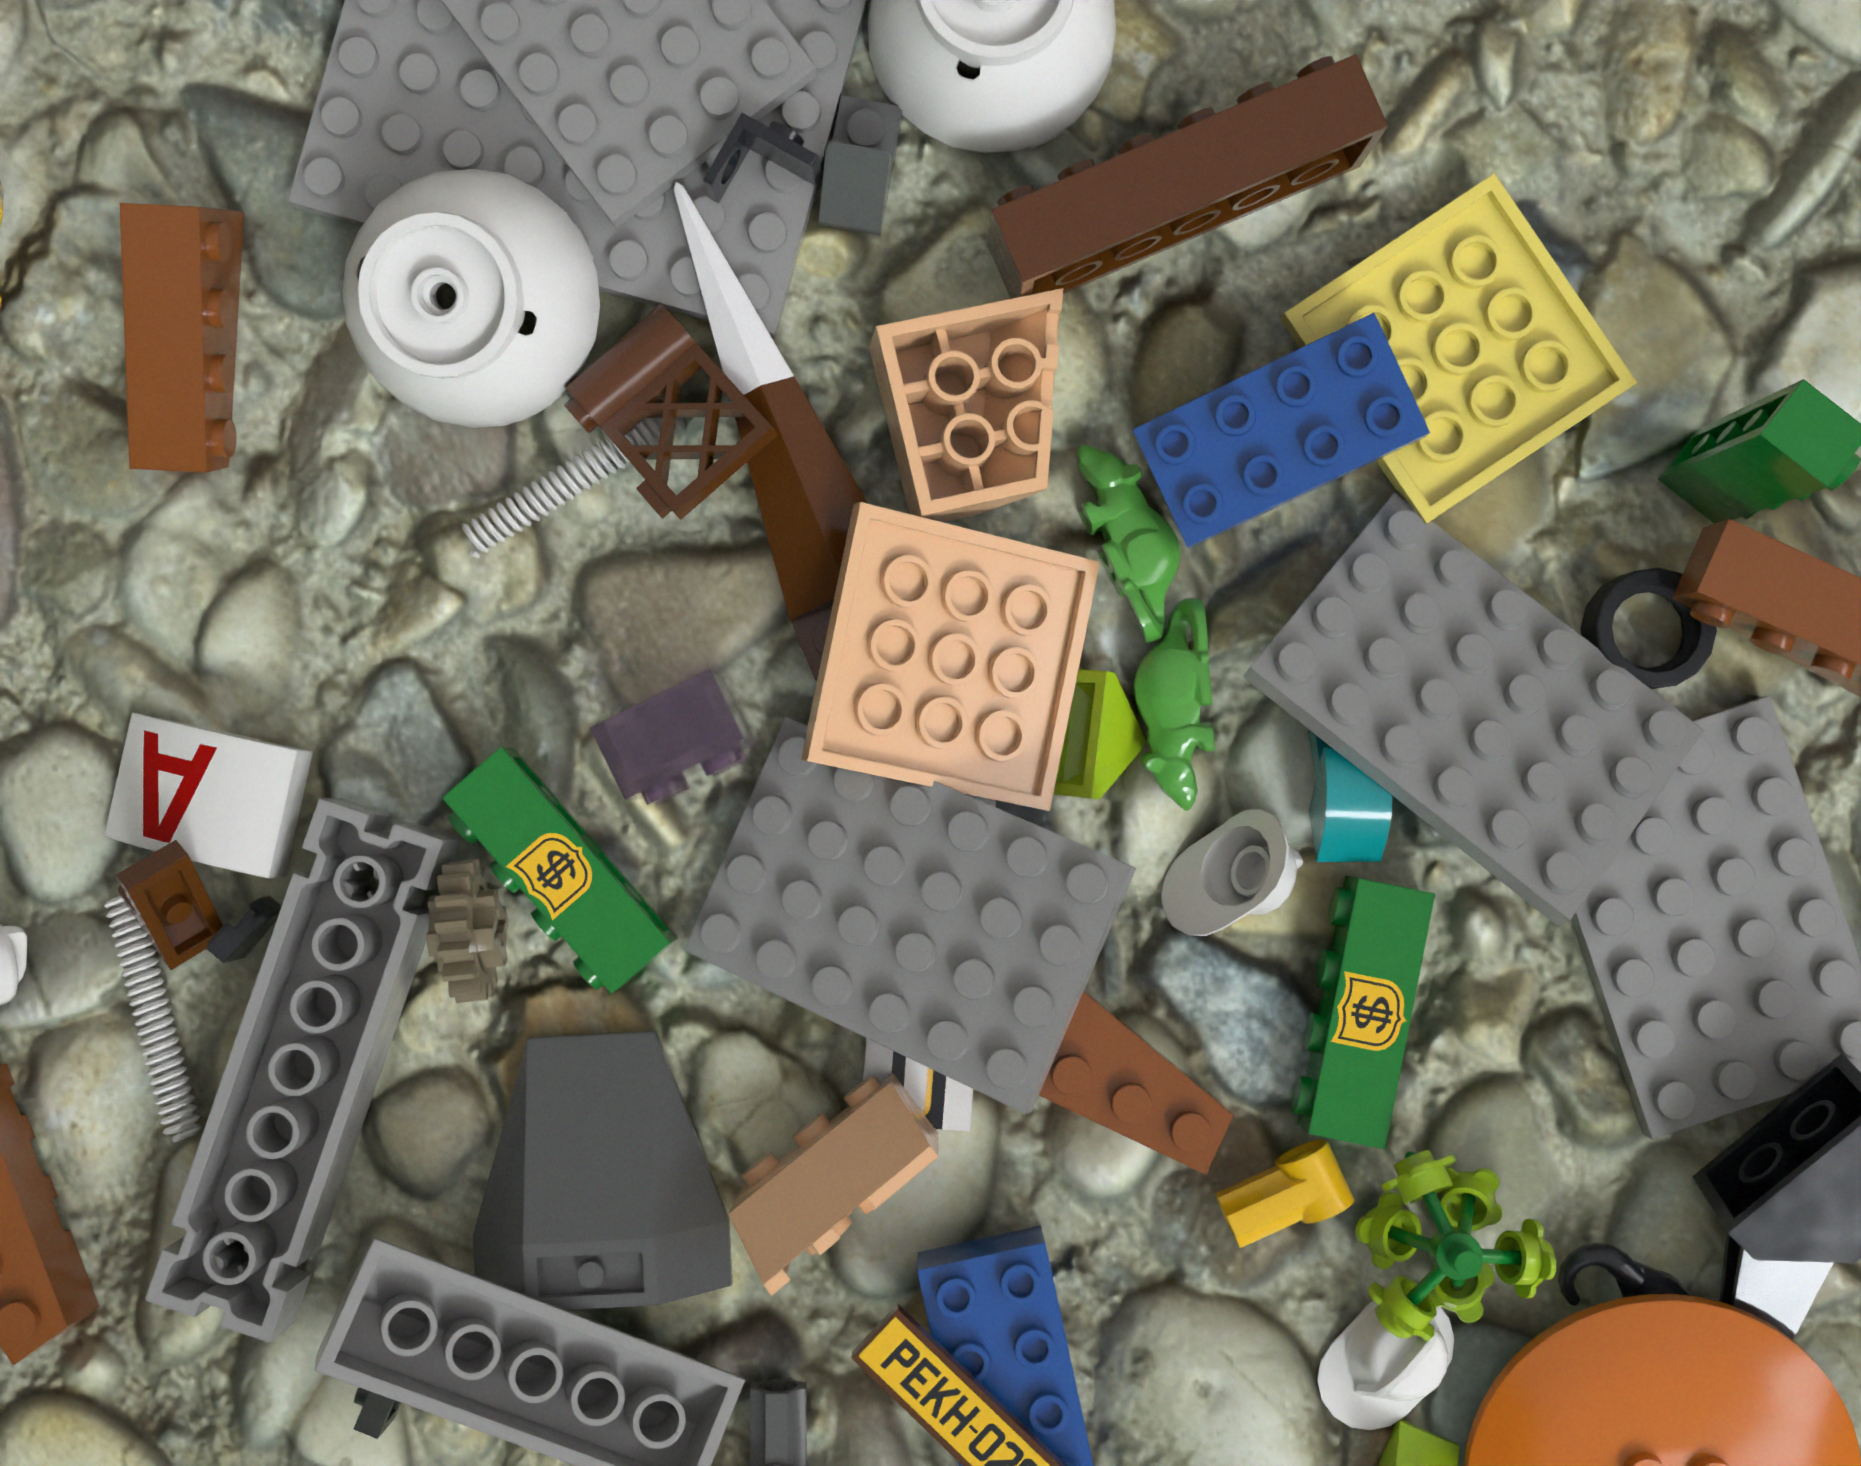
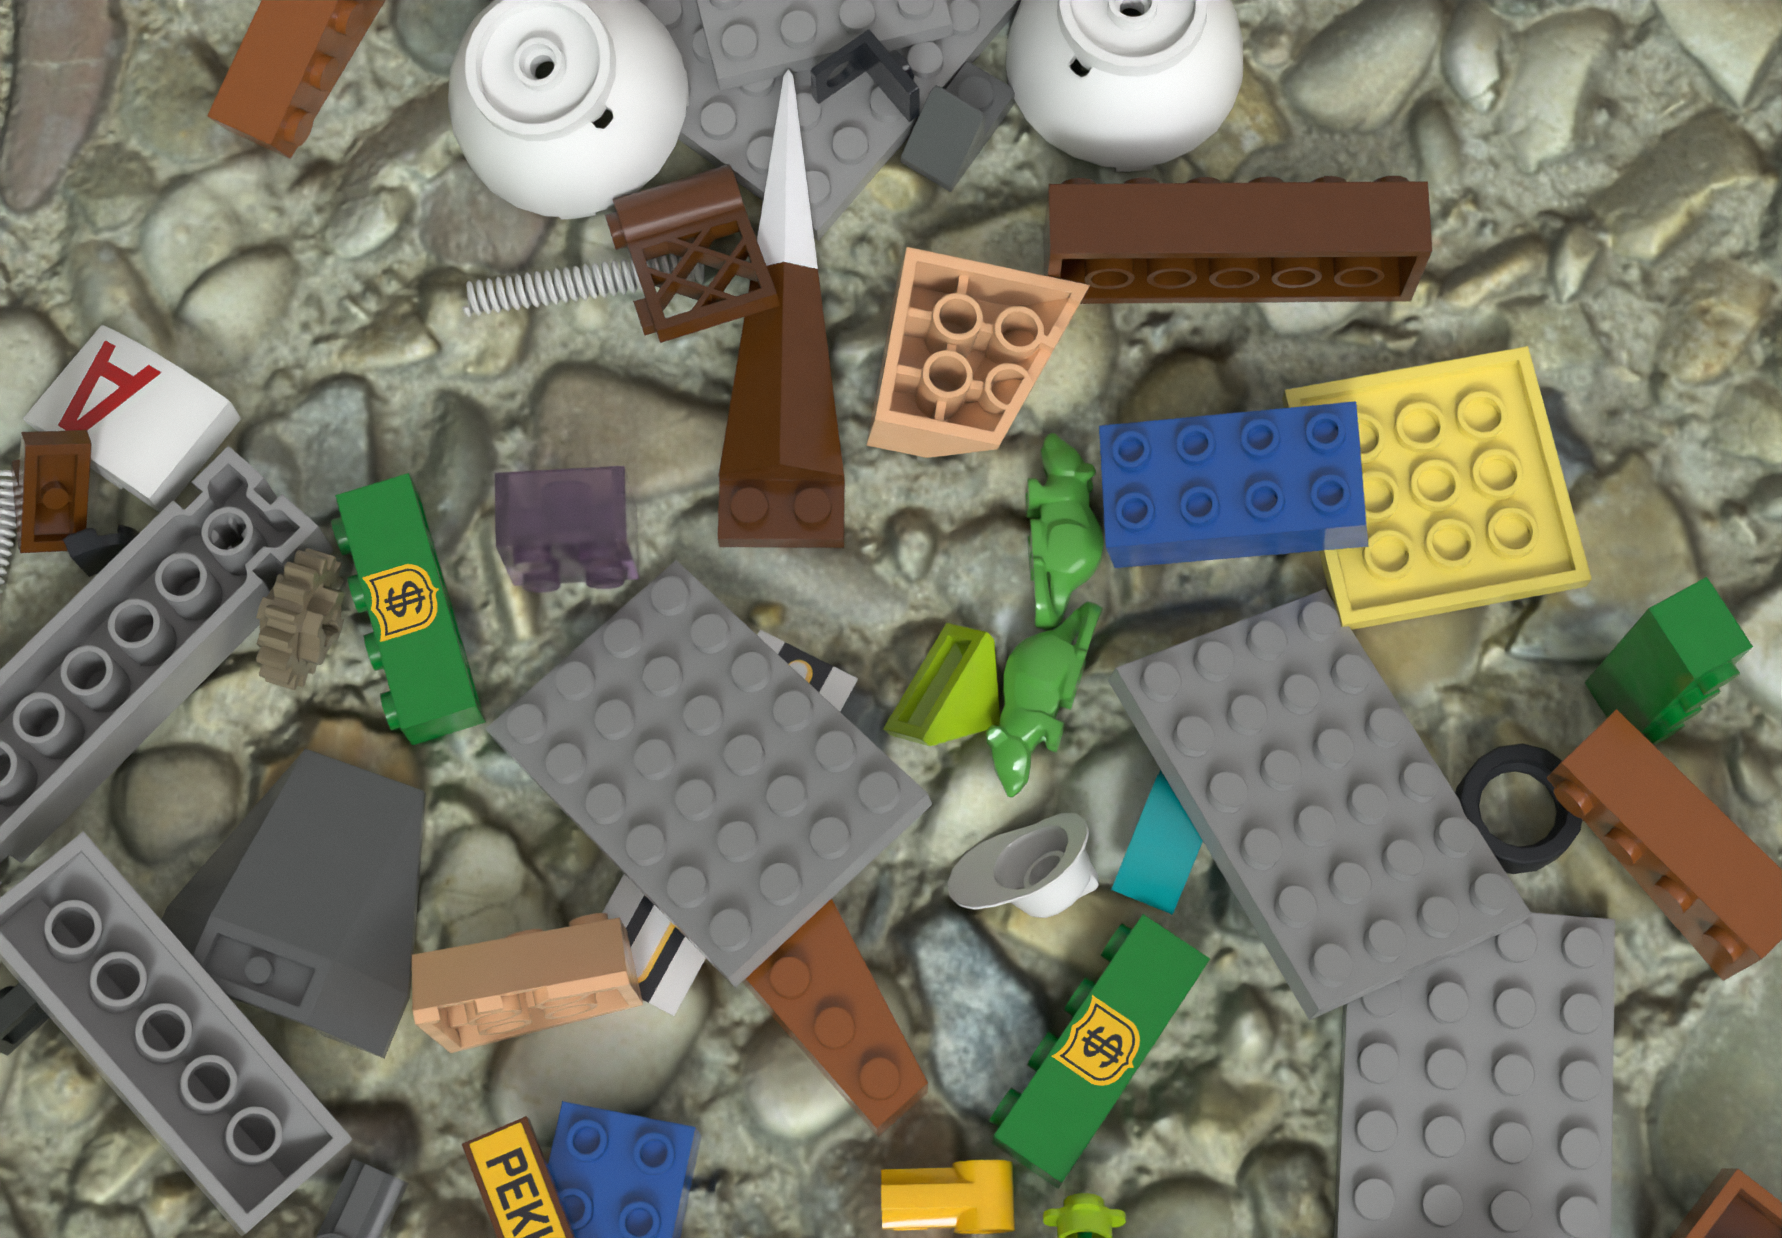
camera: 25 degrees right, 15 degrees down
(950, 658) = (848, 562): light nougat plate -> none

